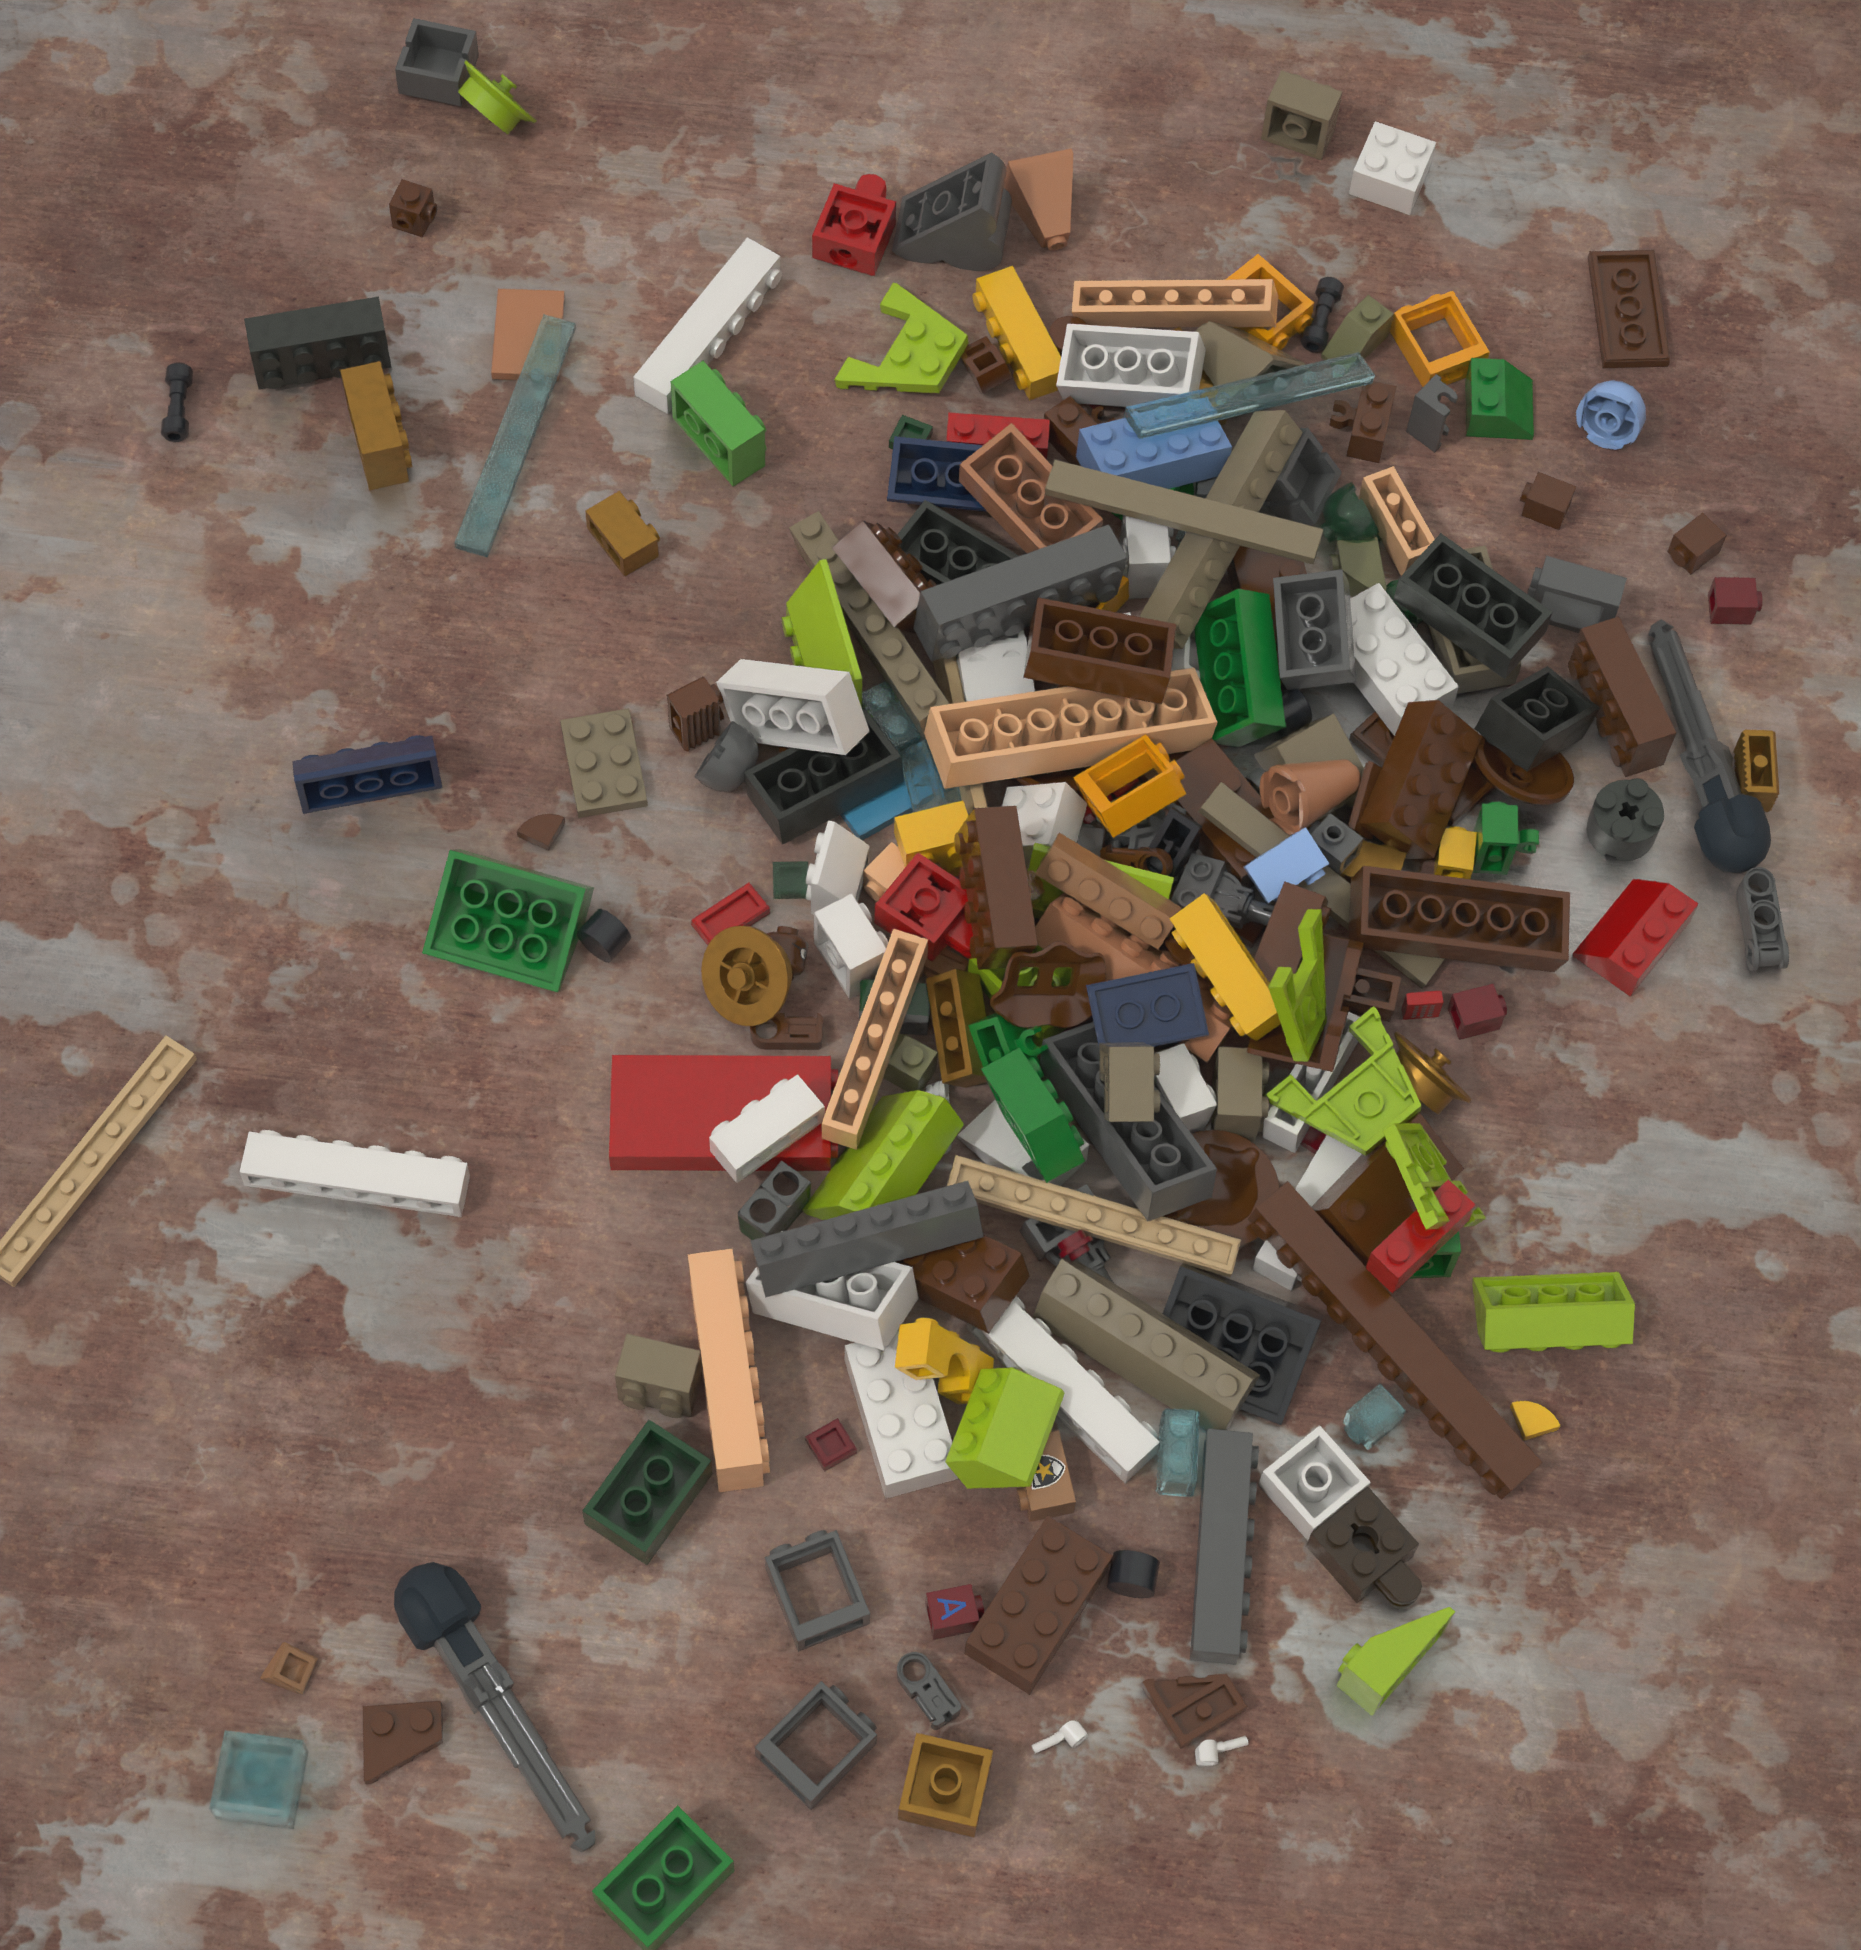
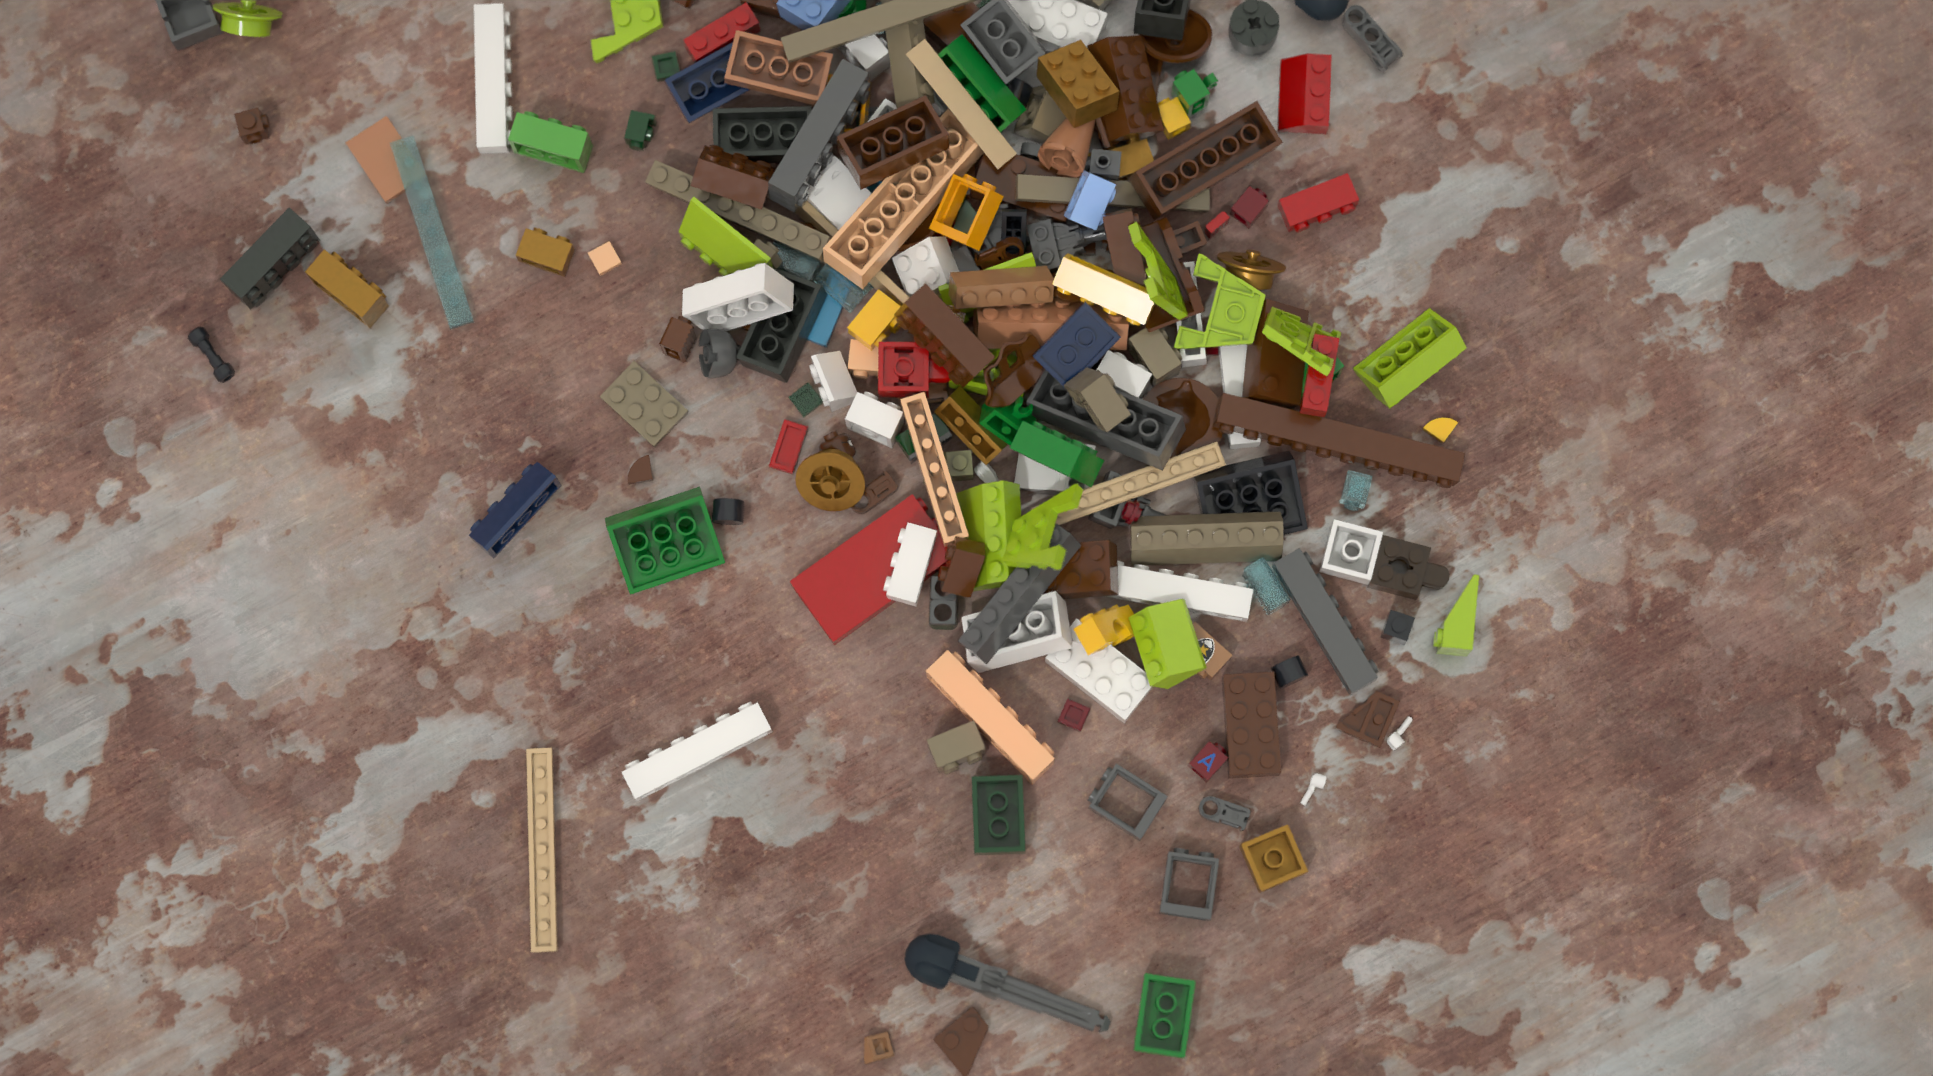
camera: 30 degrees left, 15 degrees up
(683, 584) = (604, 258): none -> light nougat tile
(822, 1166) = (962, 566): none -> reddish brown brick
(828, 477) = (639, 129): none -> dark green brick
(870, 682) = (770, 250): none -> dark tan plate
(929, 1178) = (1033, 532): none -> lime wing
(1211, 667) = (961, 103): none -> tan sticker
(1308, 1615) = (1397, 627): none -> black brick
(1364, 728) = (1077, 83): none -> pearl gold brick
(1564, 1061) = (1318, 203): none -> red brick

